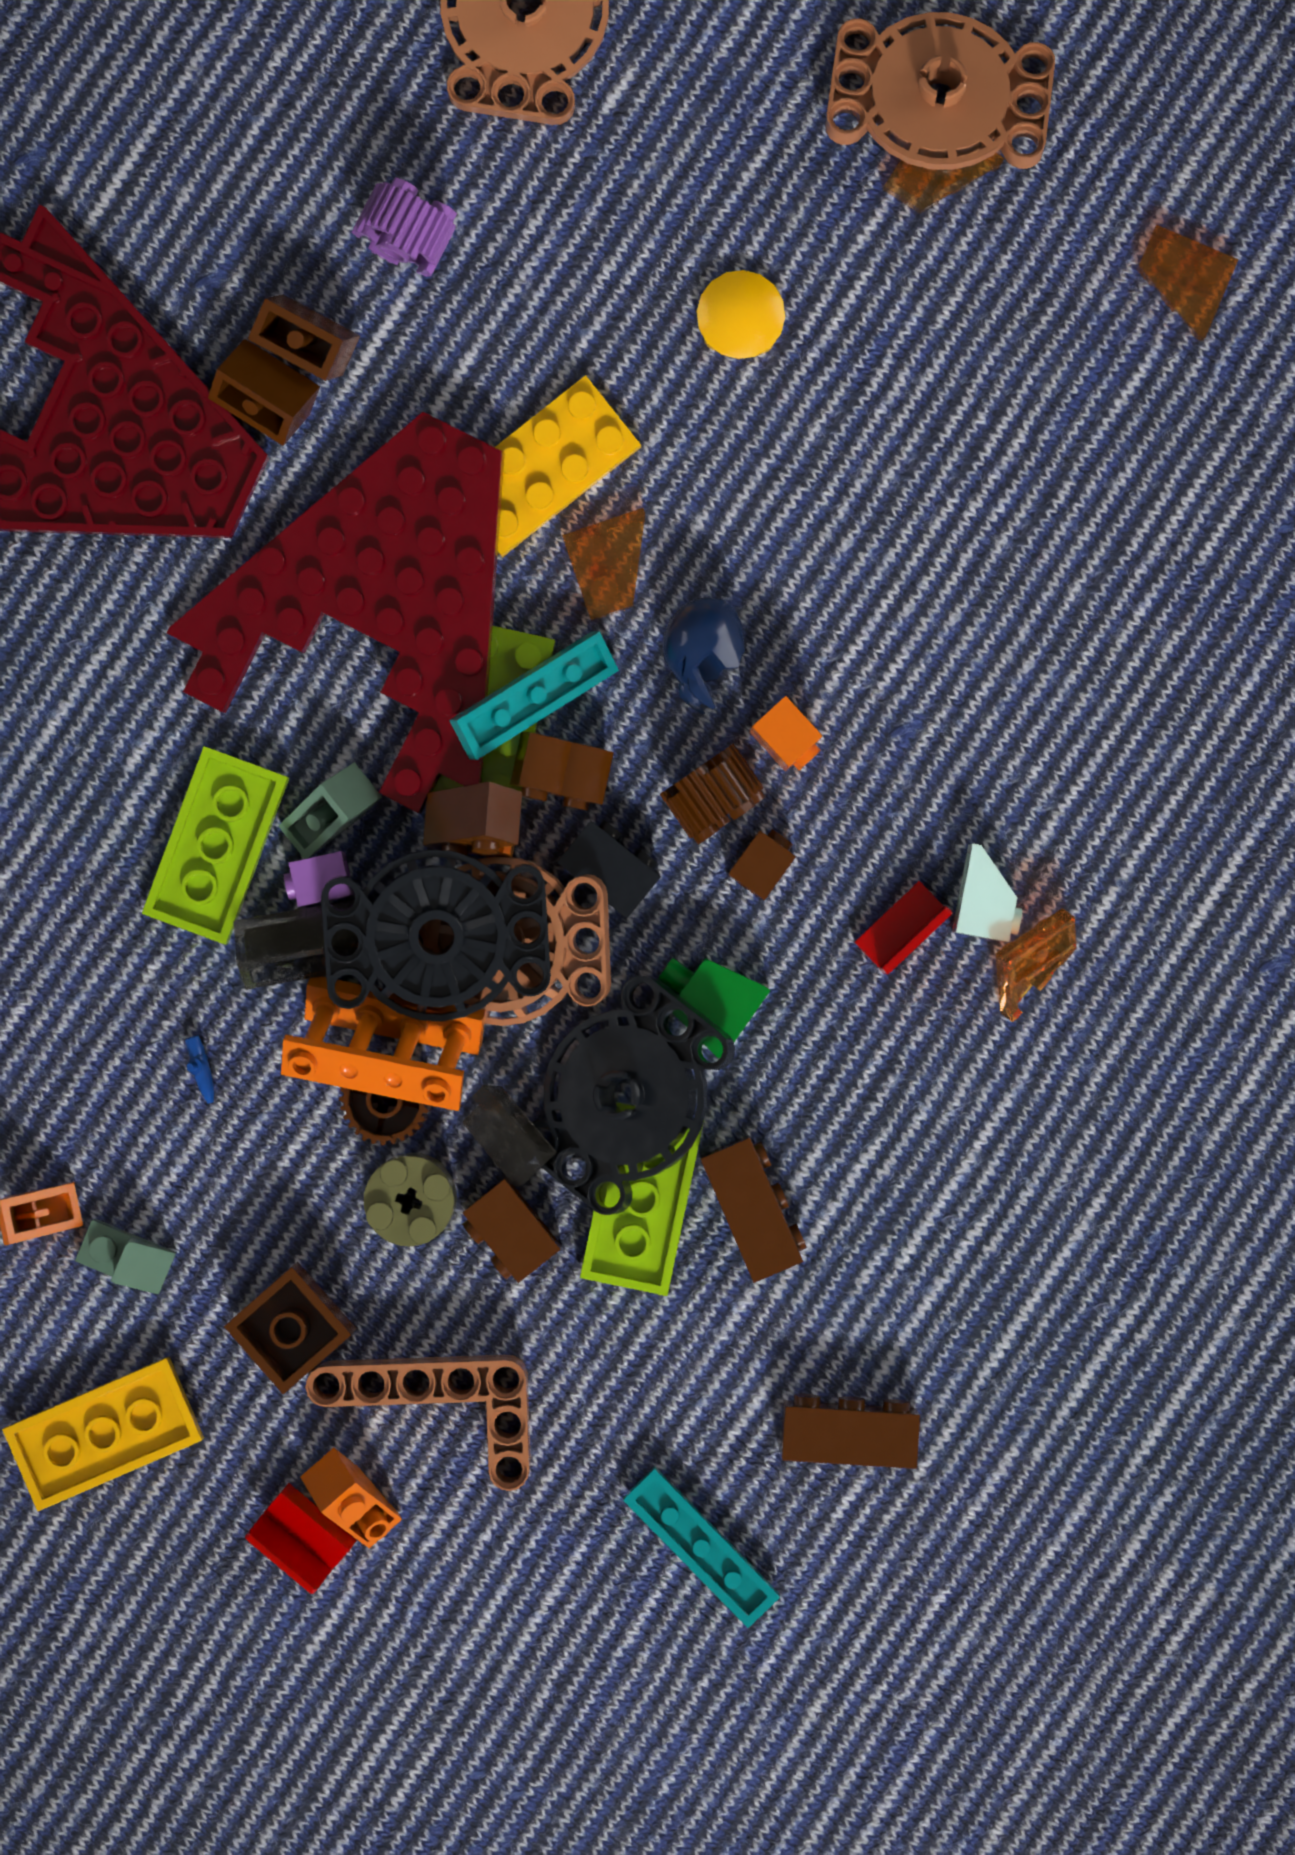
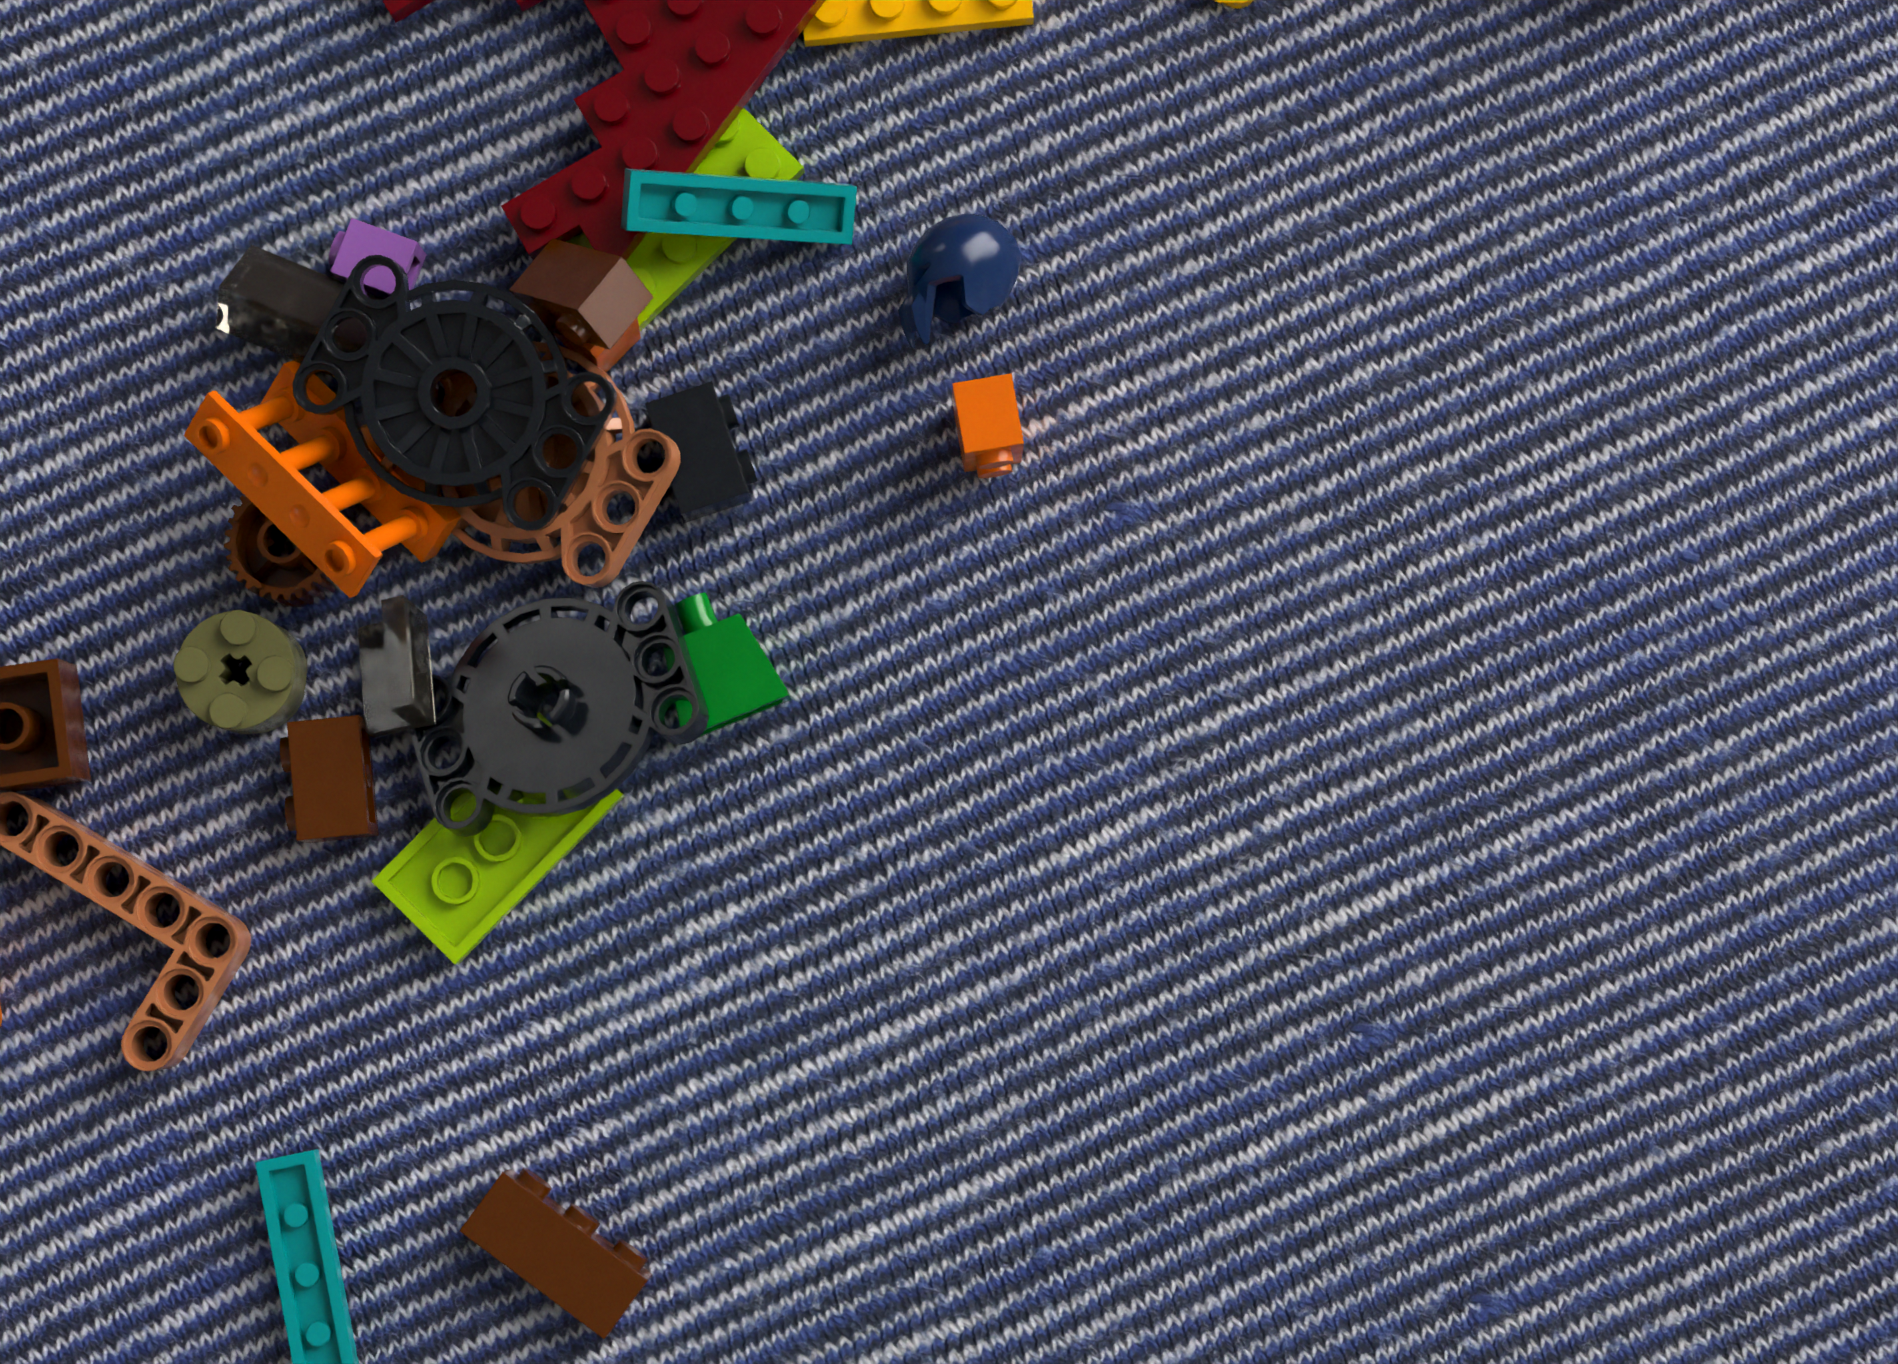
camera: 30 degrees right, 5 degrees down
(200, 1068) = (112, 385): blue helmet -> none
(215, 845) = (288, 154): lime plate -> none
(330, 810) = (438, 193): sand green slope -> none
(561, 769) = (717, 309): reddish brown brick -> none
(607, 562) = (915, 121): clear orange wing -> none
(713, 791) = (866, 439): reddish brown brick -> none
(753, 1207) = (614, 927): reddish brown brick -> none
(763, 863) = (872, 553): reddish brown brick -> none
(902, 928) = (982, 723): red panel -> none
(985, 900) = (1092, 751): light aqua slope -> none
(1033, 959) = (1104, 850): clear orange wing -> none
(1187, 276) = (1750, 213): clear orange wing -> none

